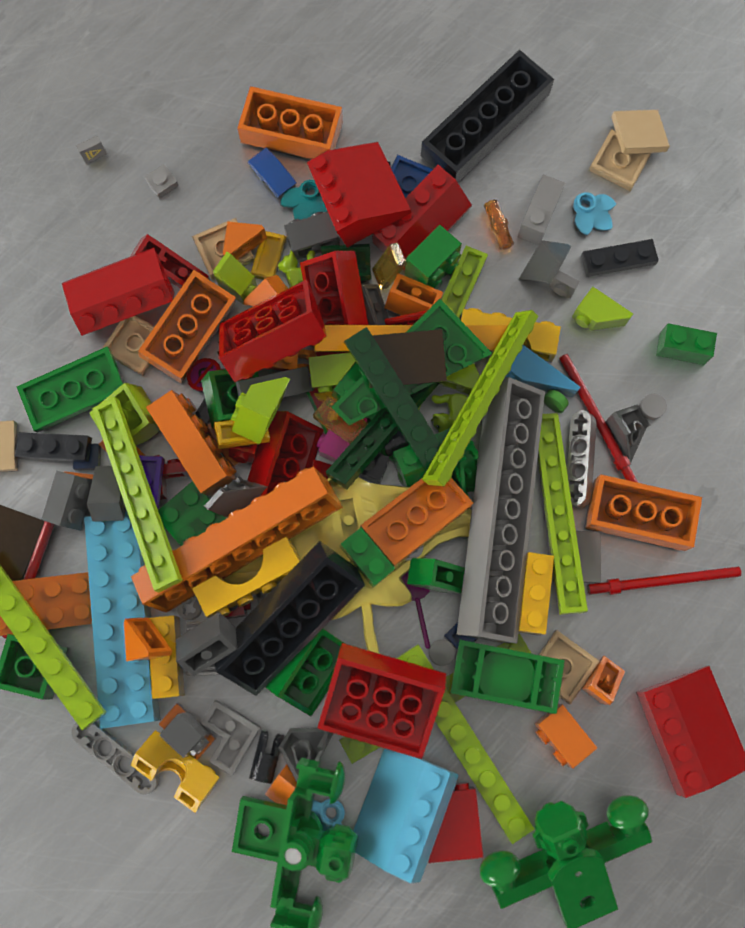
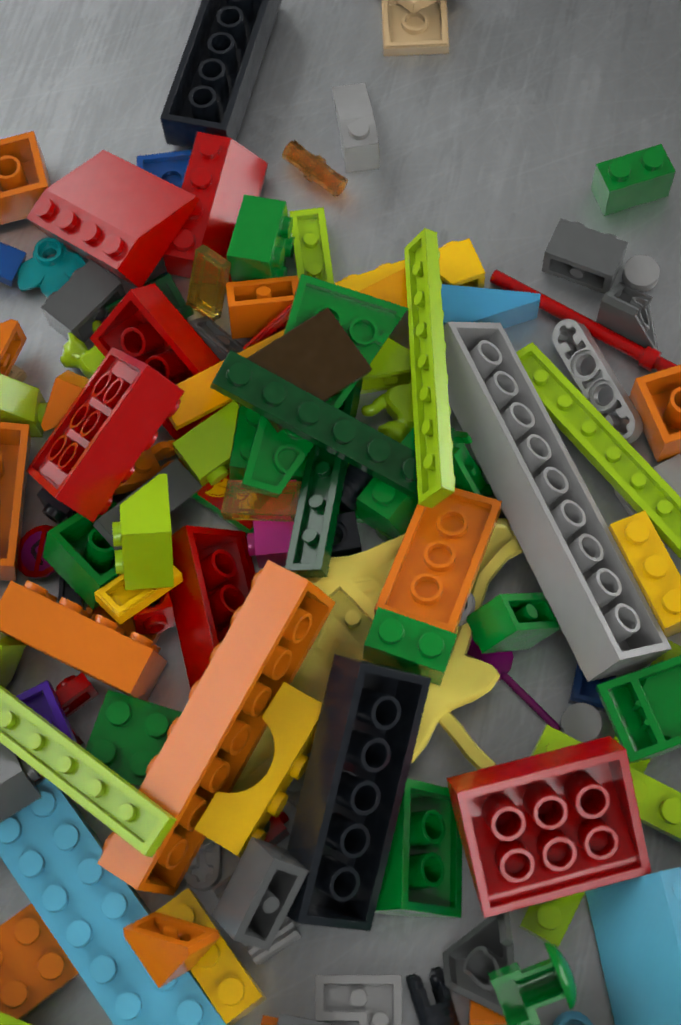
camera: 25 degrees left, 10 degrees down
(234, 496) = (177, 675): dark grey slope -> none
(268, 256) = (41, 358): yellow tile -> none
(545, 261) = (401, 176): dark grey slope -> none
(555, 401) = (521, 330): bright green tile -> none
(564, 284) = (440, 192): light grey plate -> none
(594, 216) = (420, 96): medium azure plate -> none
(600, 312) = (506, 199): lime slope -> none
(619, 257) = (485, 130): black plate -> none
(625, 376) = (584, 256): none -> dark grey brick

